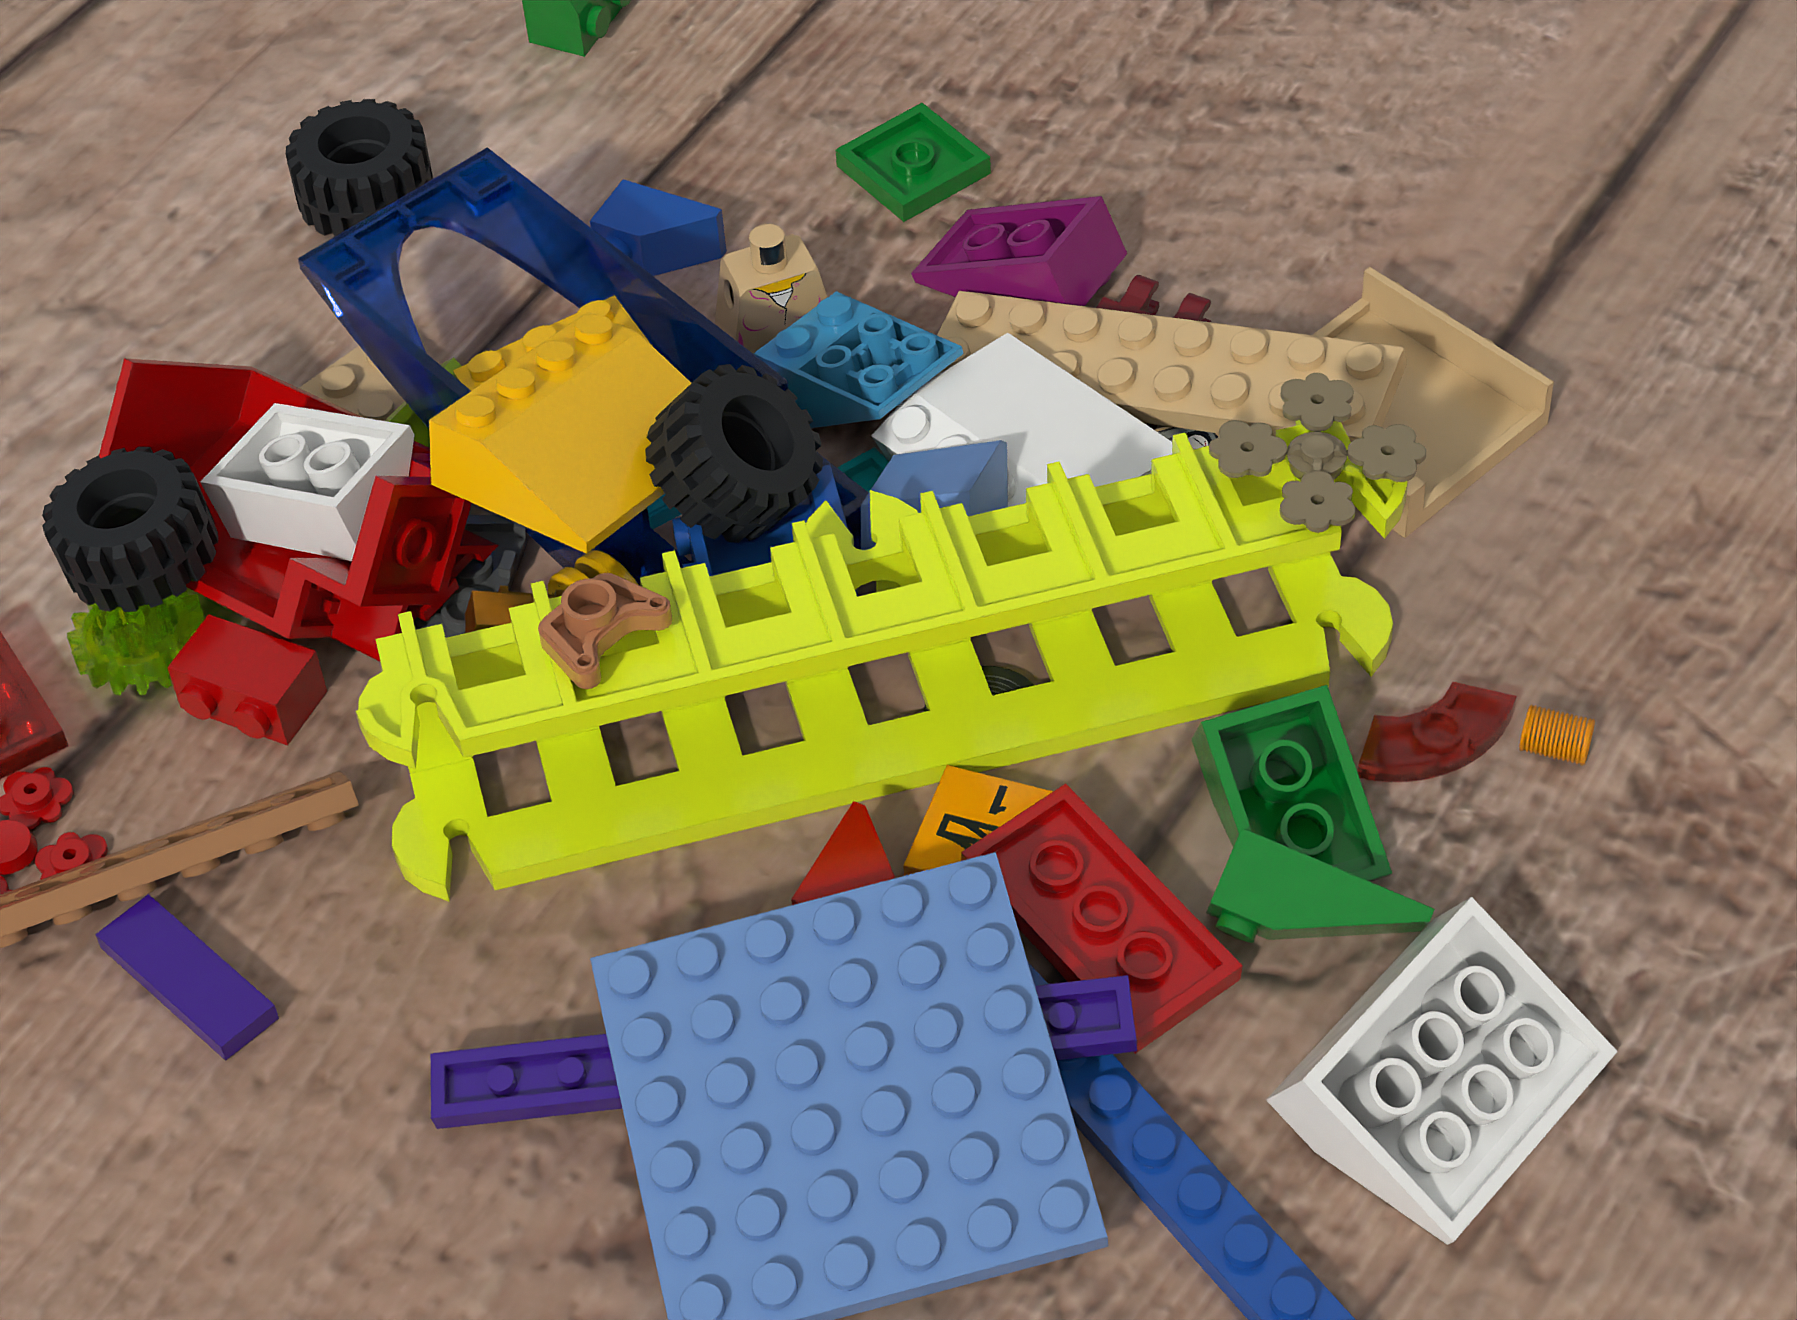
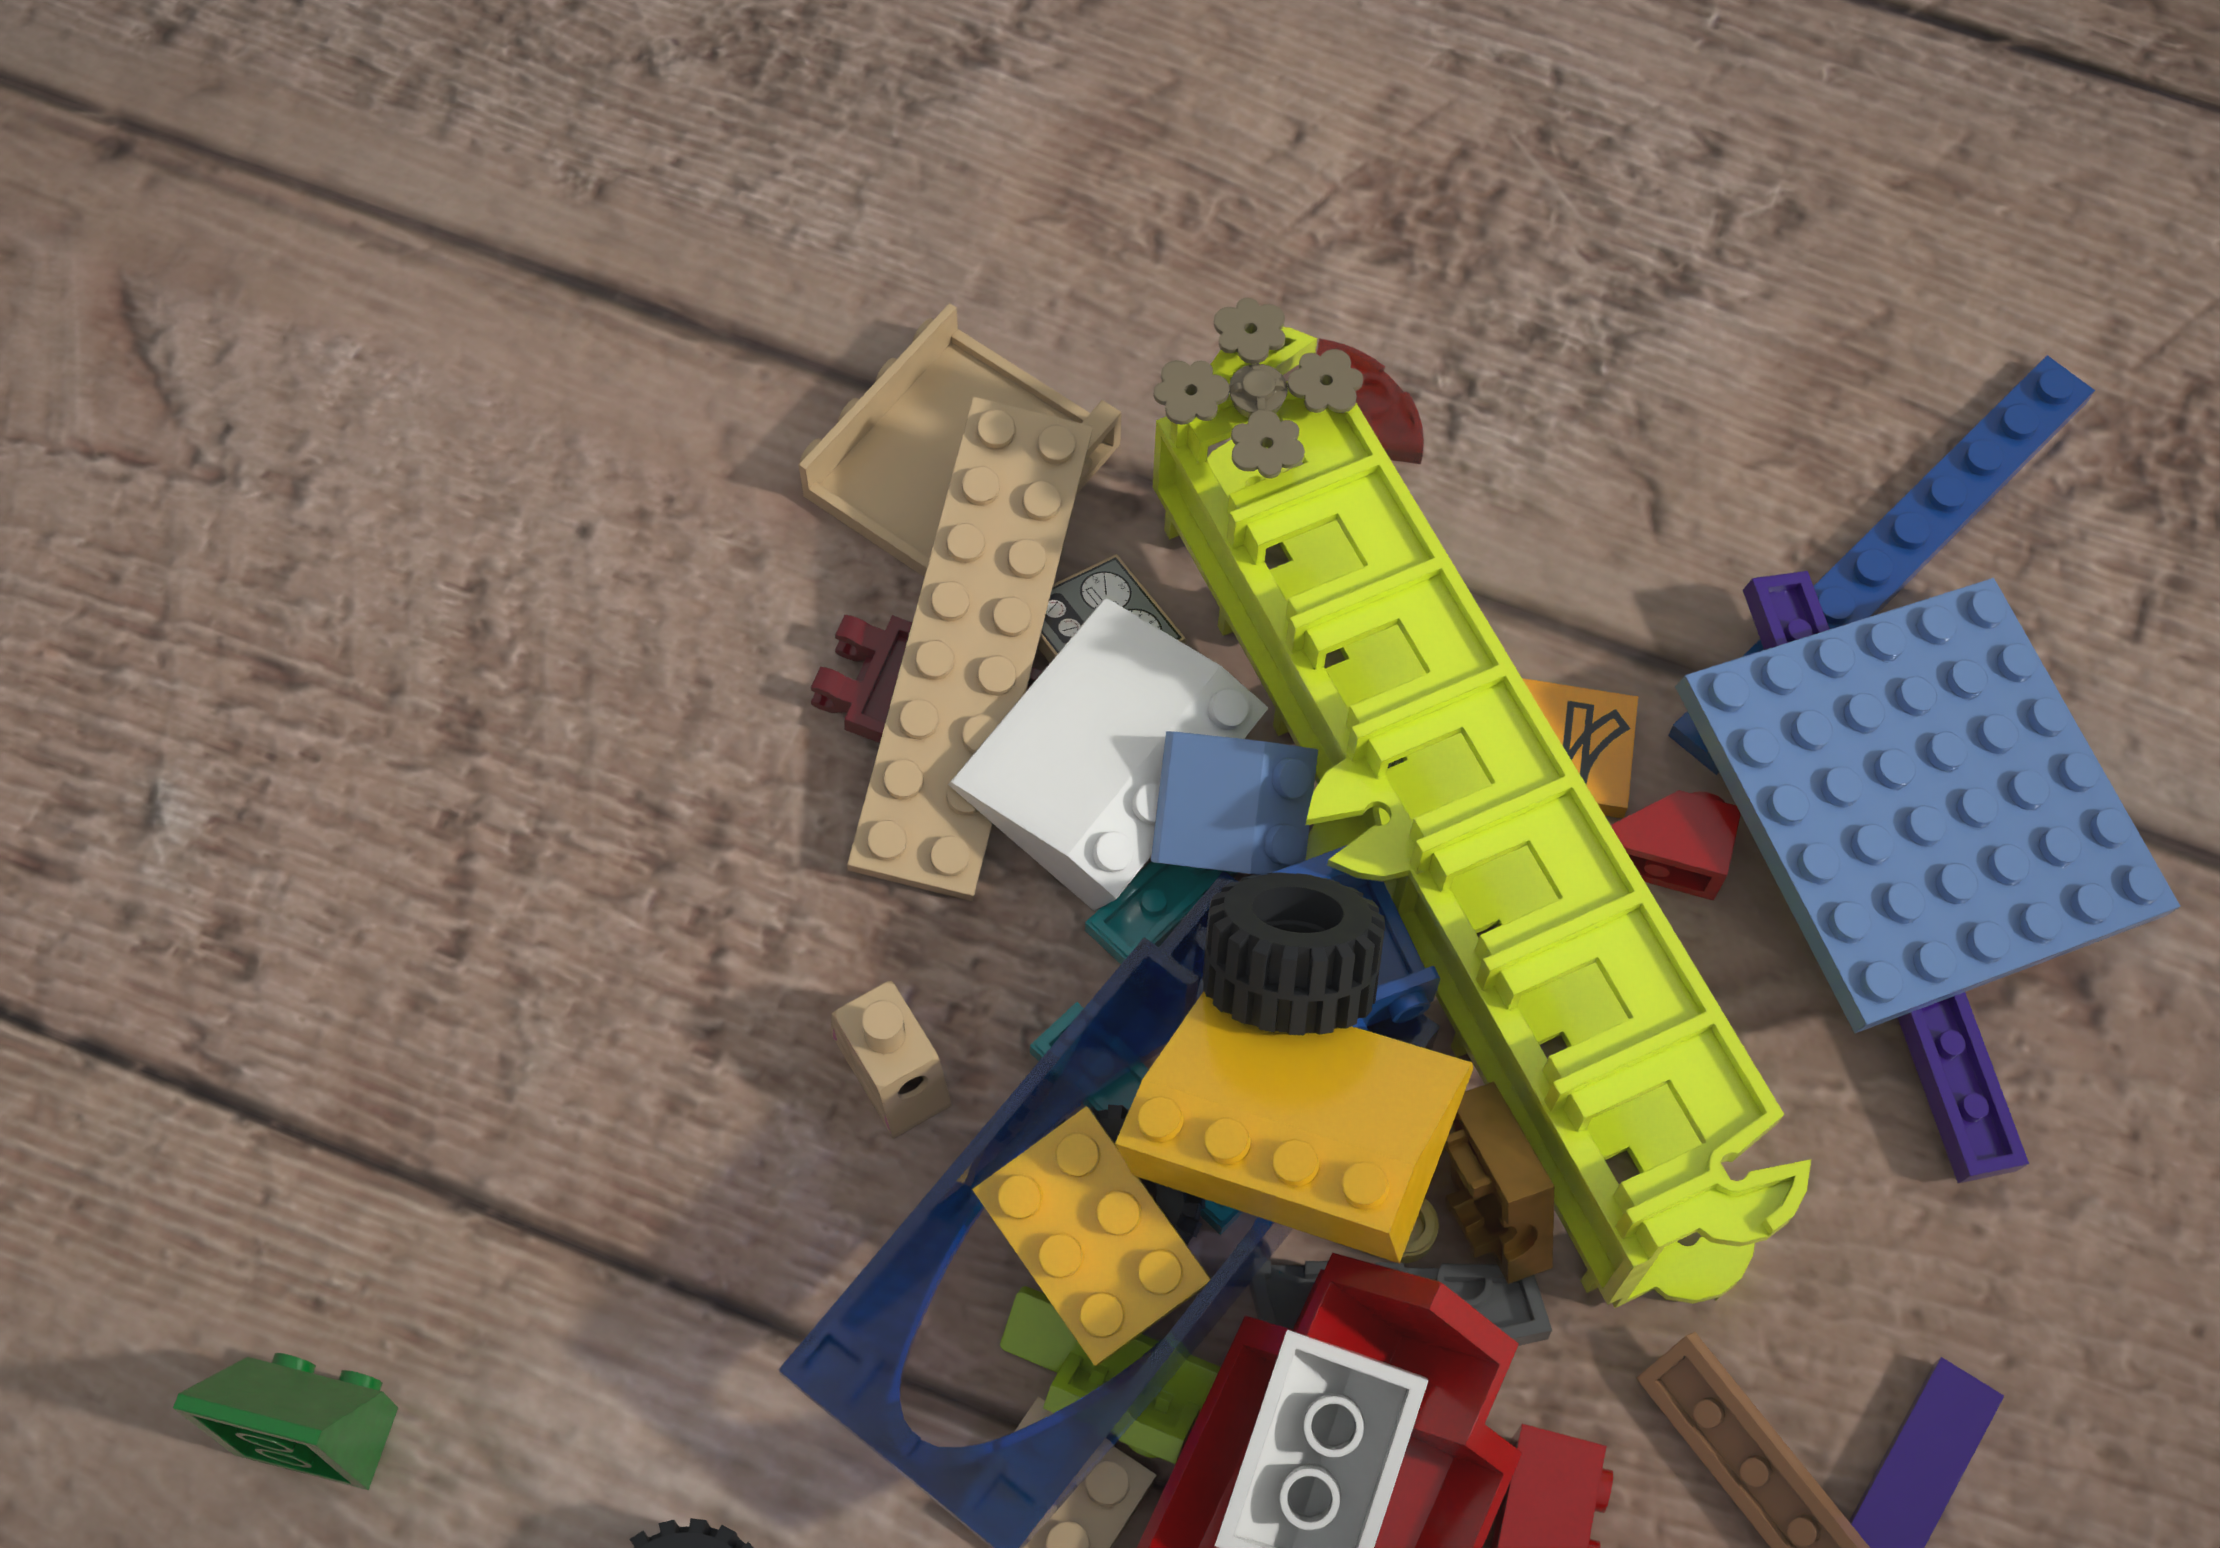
camera: 105 degrees left, 15 degrees up
(594, 618) = (1612, 1007): nougat piece -> none
(660, 228) = (767, 1229): blue slope -> none
(854, 360) = (1011, 930): dark azure slope -> none
(913, 161) = (603, 962): green tile -> none
(1027, 252) = (779, 816): magenta slope -> none
(1105, 912) = (1646, 633): red plate -> none
(1292, 780) = (1492, 493): green slope -> none
(1294, 896) = (1602, 473): green slope -> none
(1444, 1073) = (1737, 374): white slope -> none
(1564, 753) = (1359, 308): light orange piece -> none

